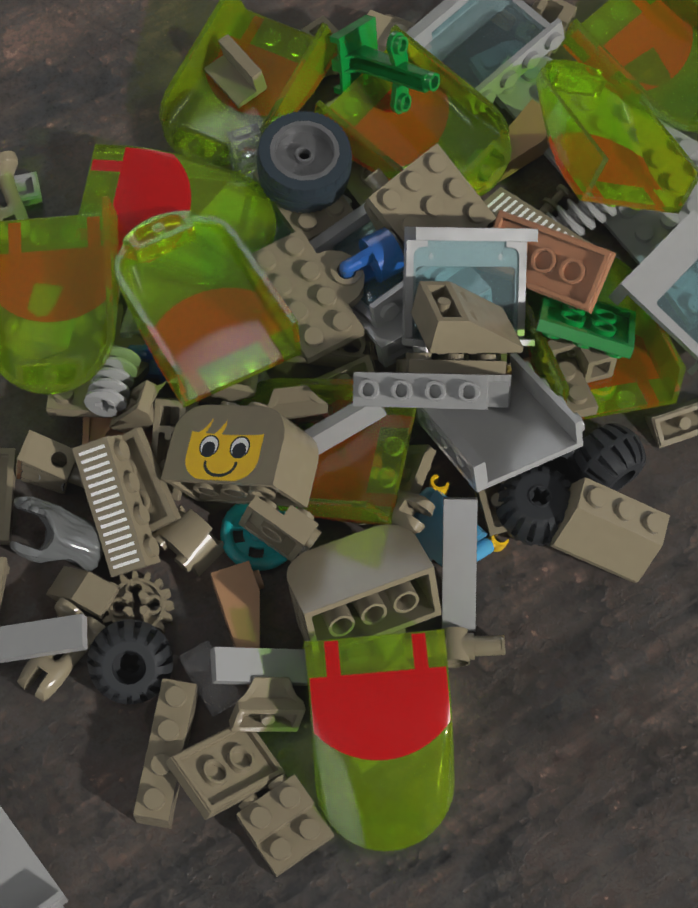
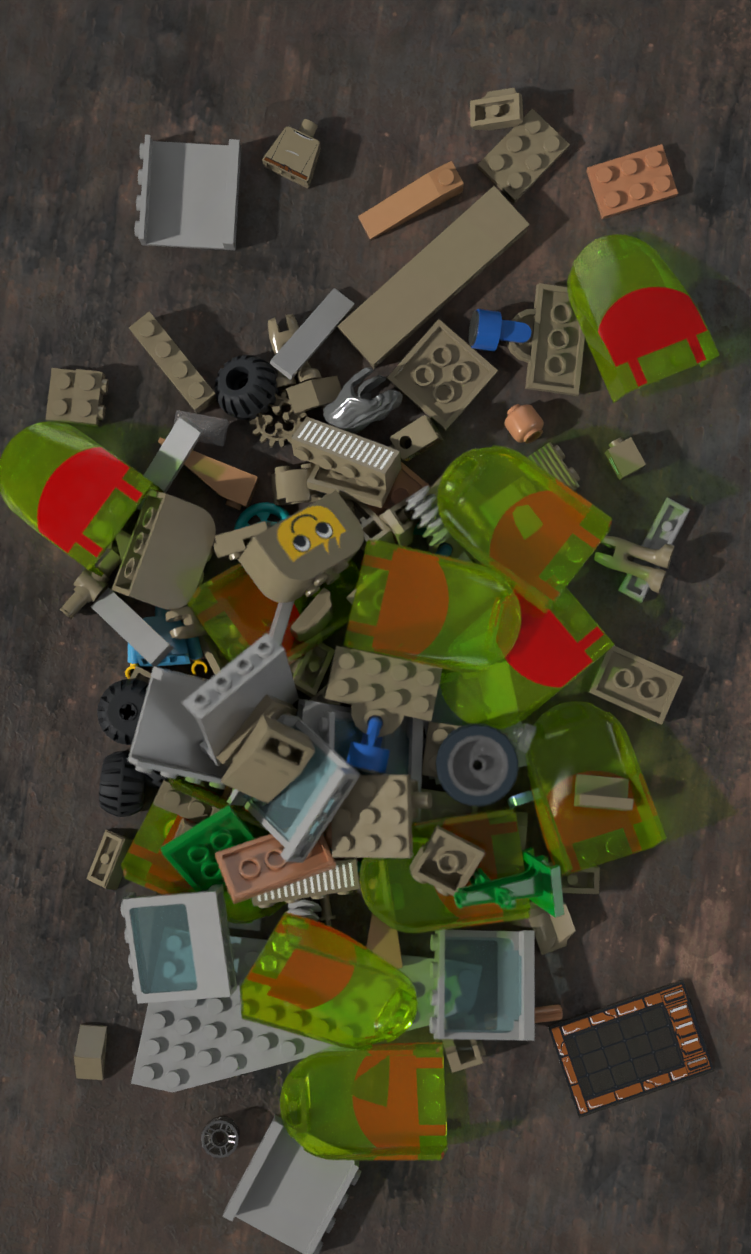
camera: 140 degrees right, 20 degrees up
(114, 114) = (635, 684): none -> dark tan plate
(224, 770) = (132, 386): dark tan tile -> none
(268, 707) = (147, 441): dark tan slope -> none
(410, 126) = (446, 861): none -> dark tan plate
(610, 530) = (73, 740): dark tan slope -> none

